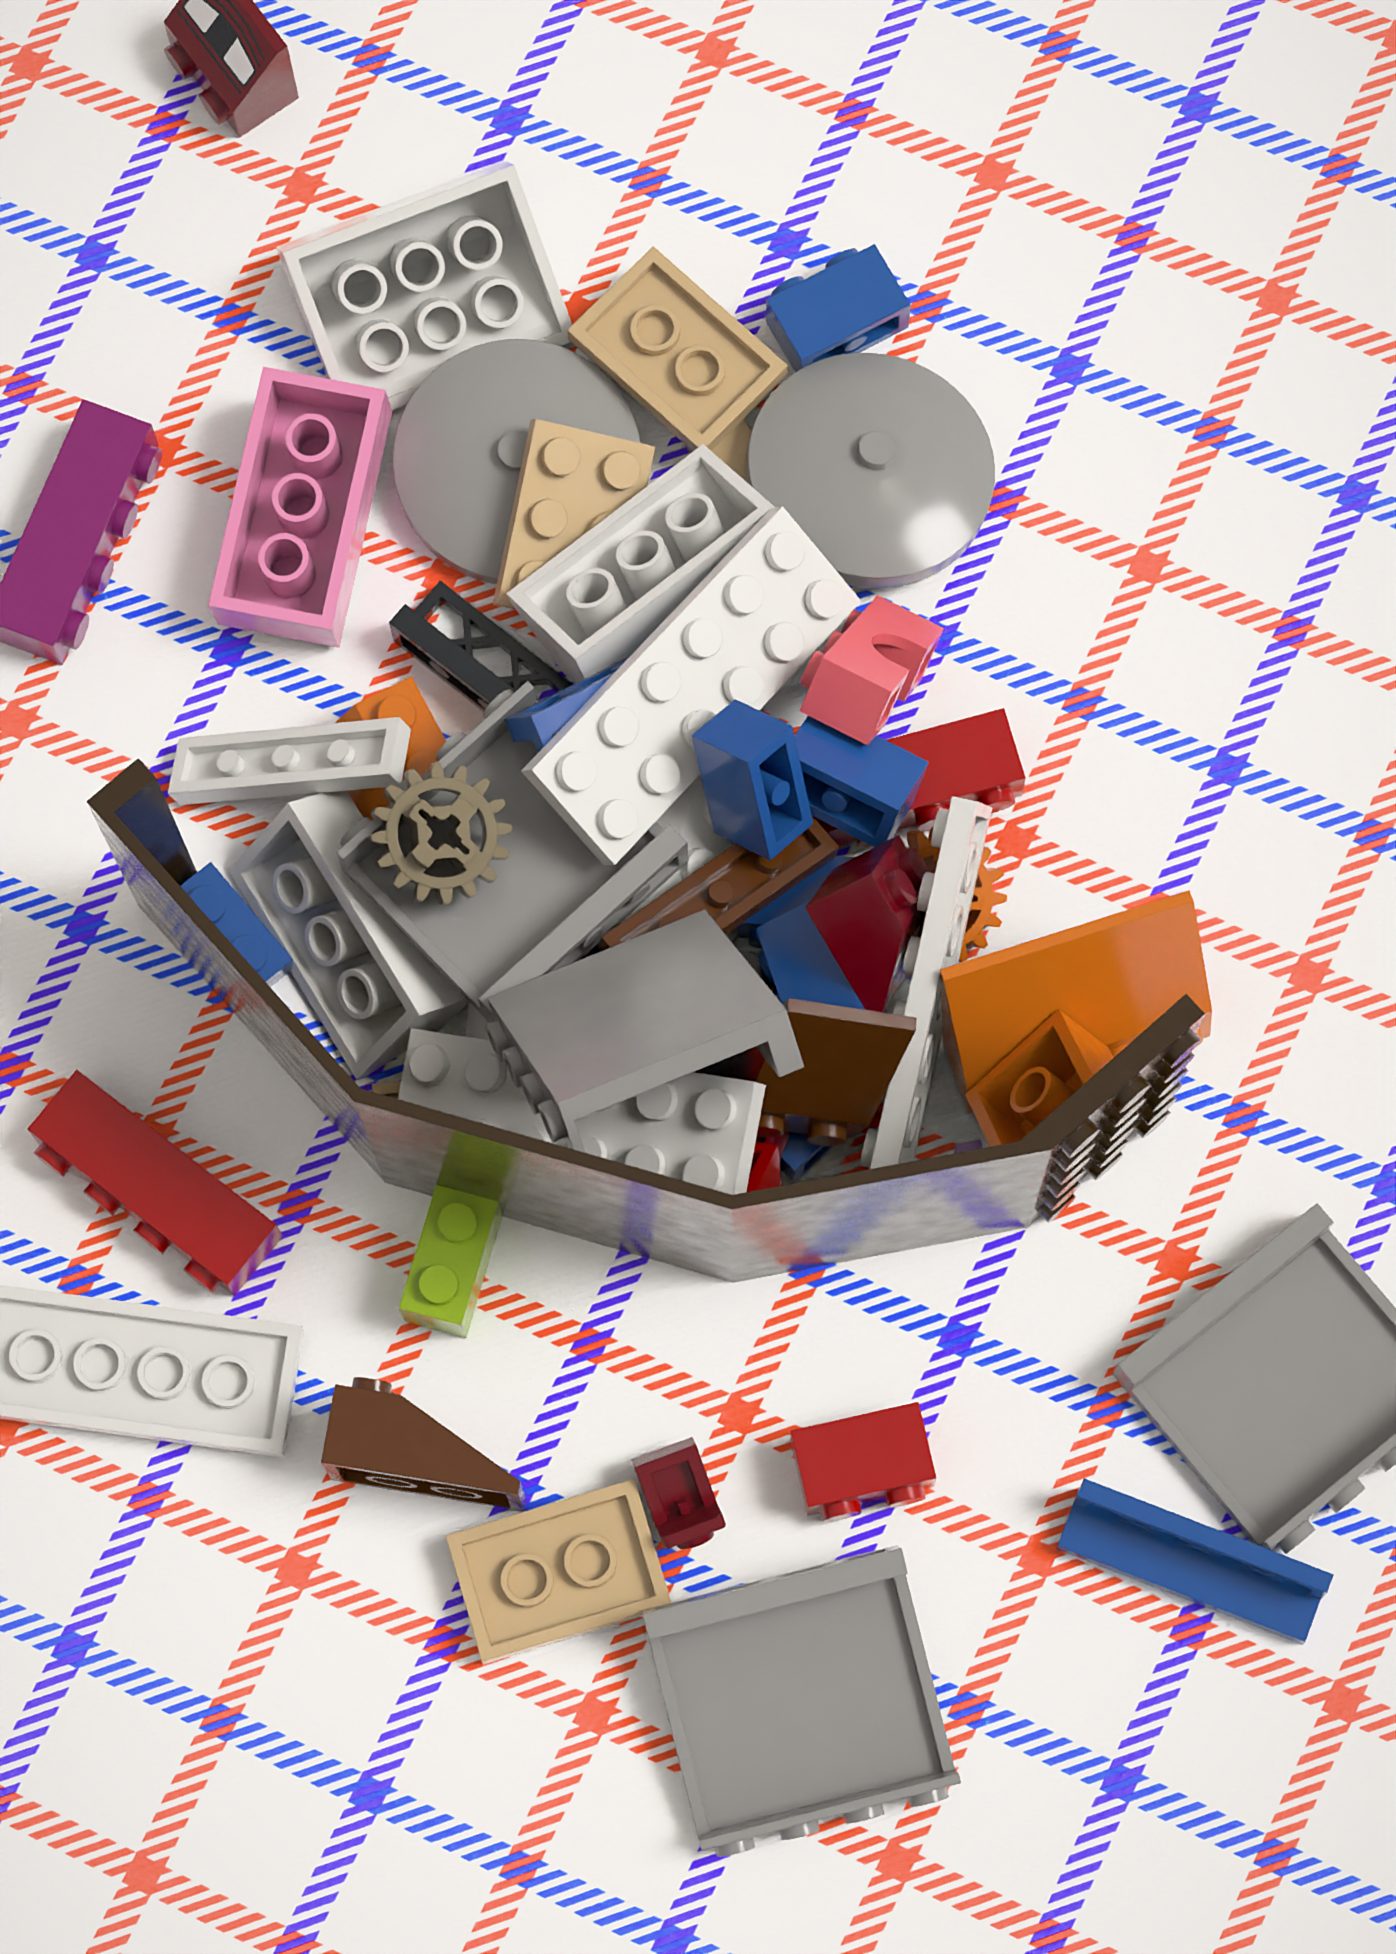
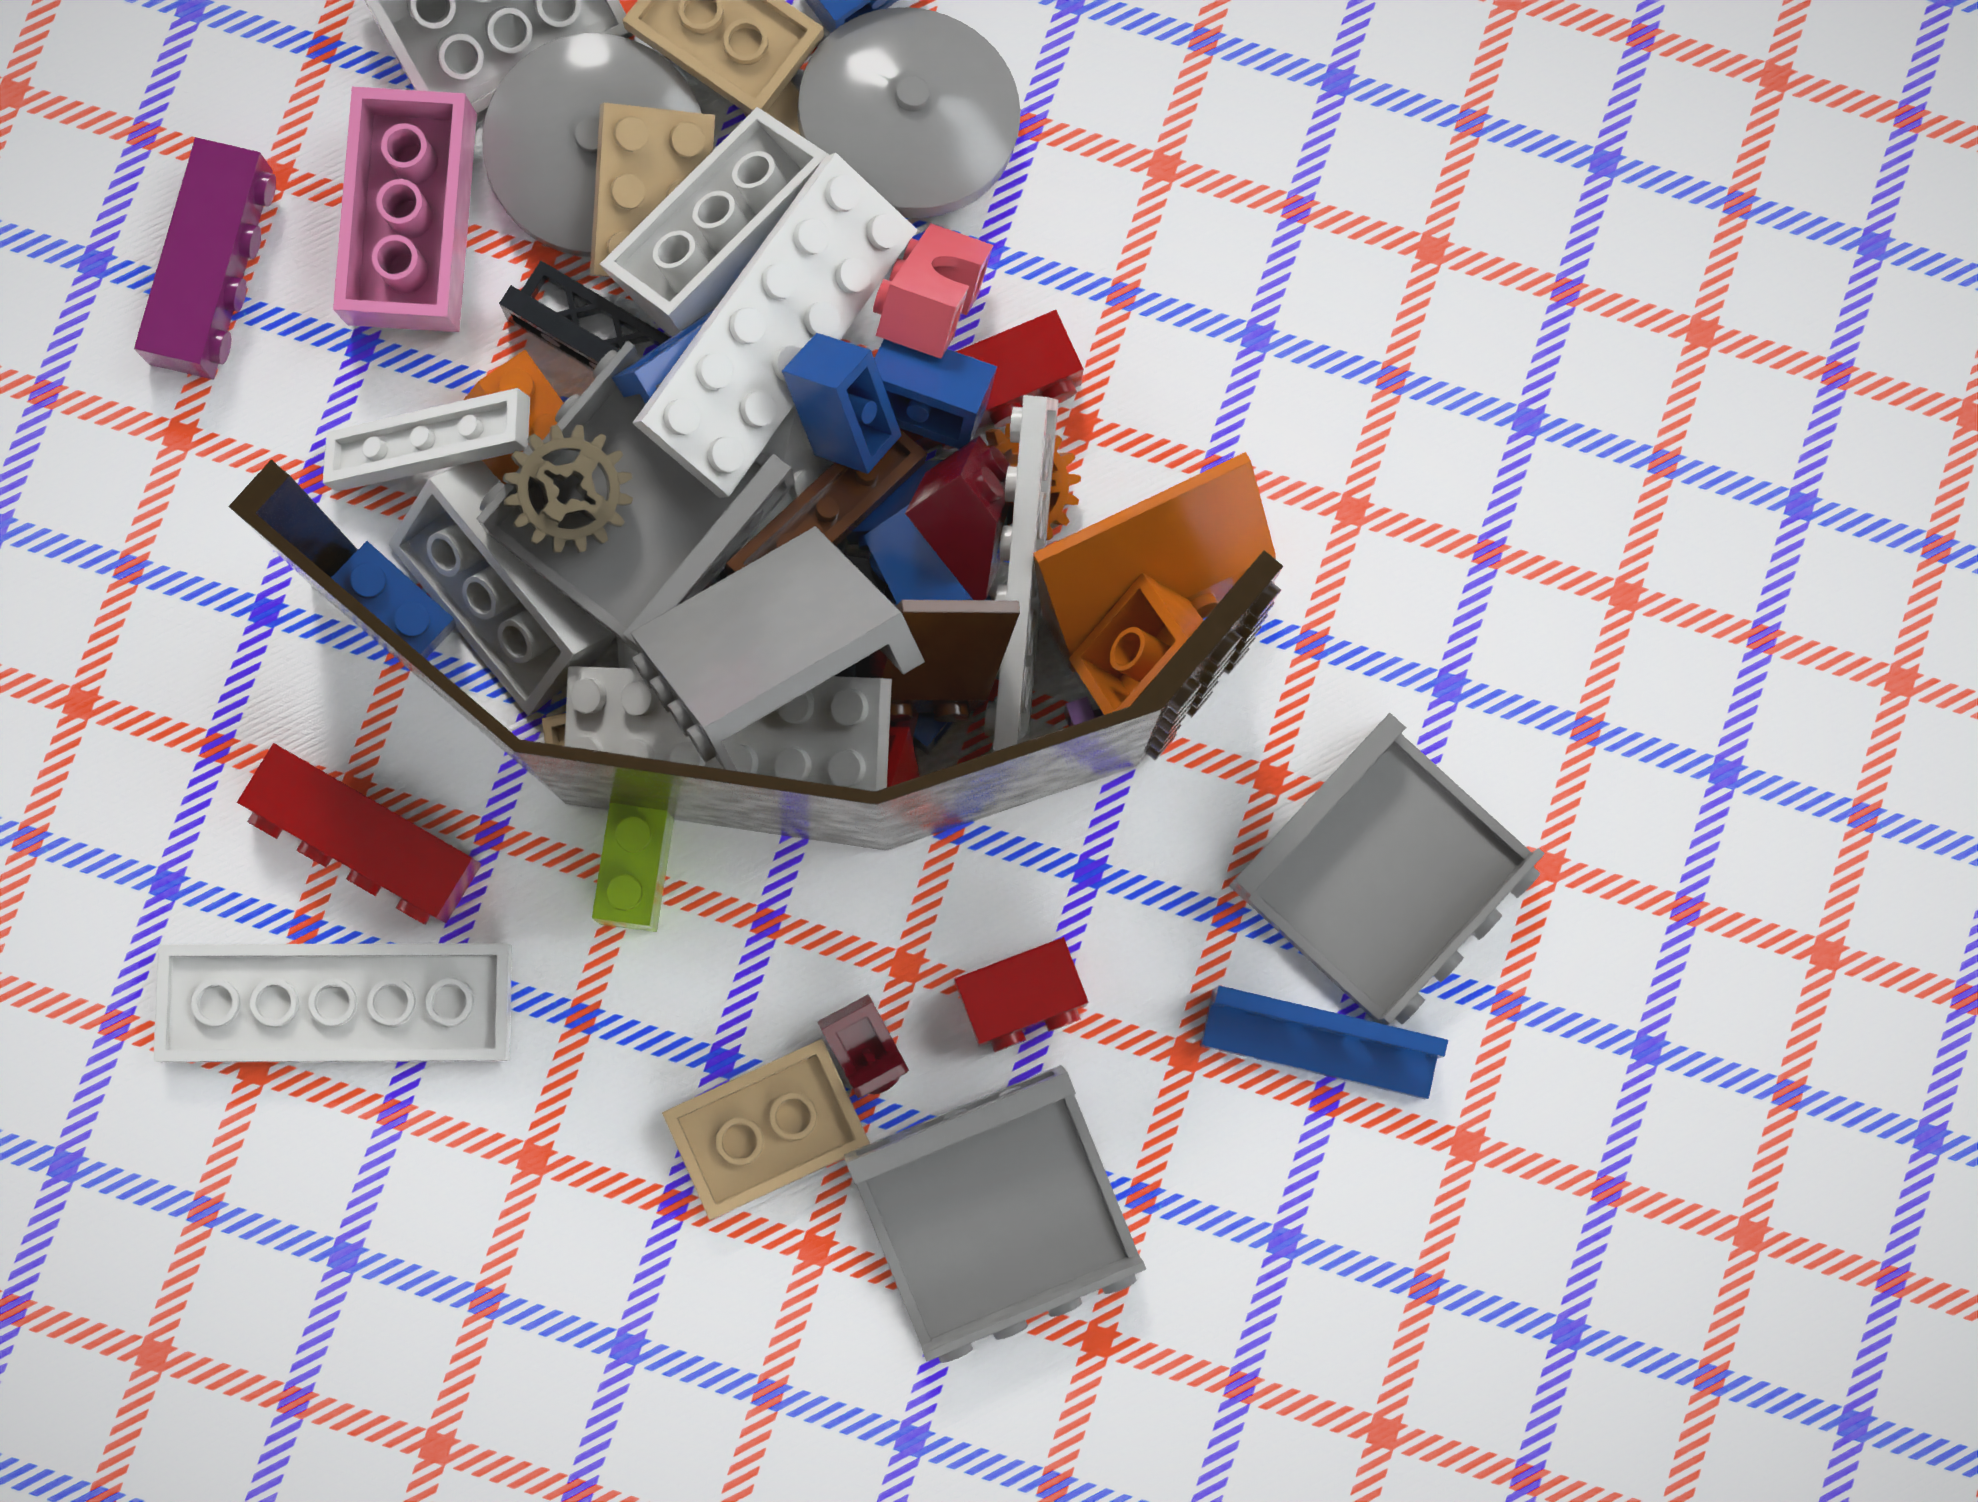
camera: 15 degrees left, 5 degrees up
(396, 1446) = (599, 1039): reddish brown slope -> none

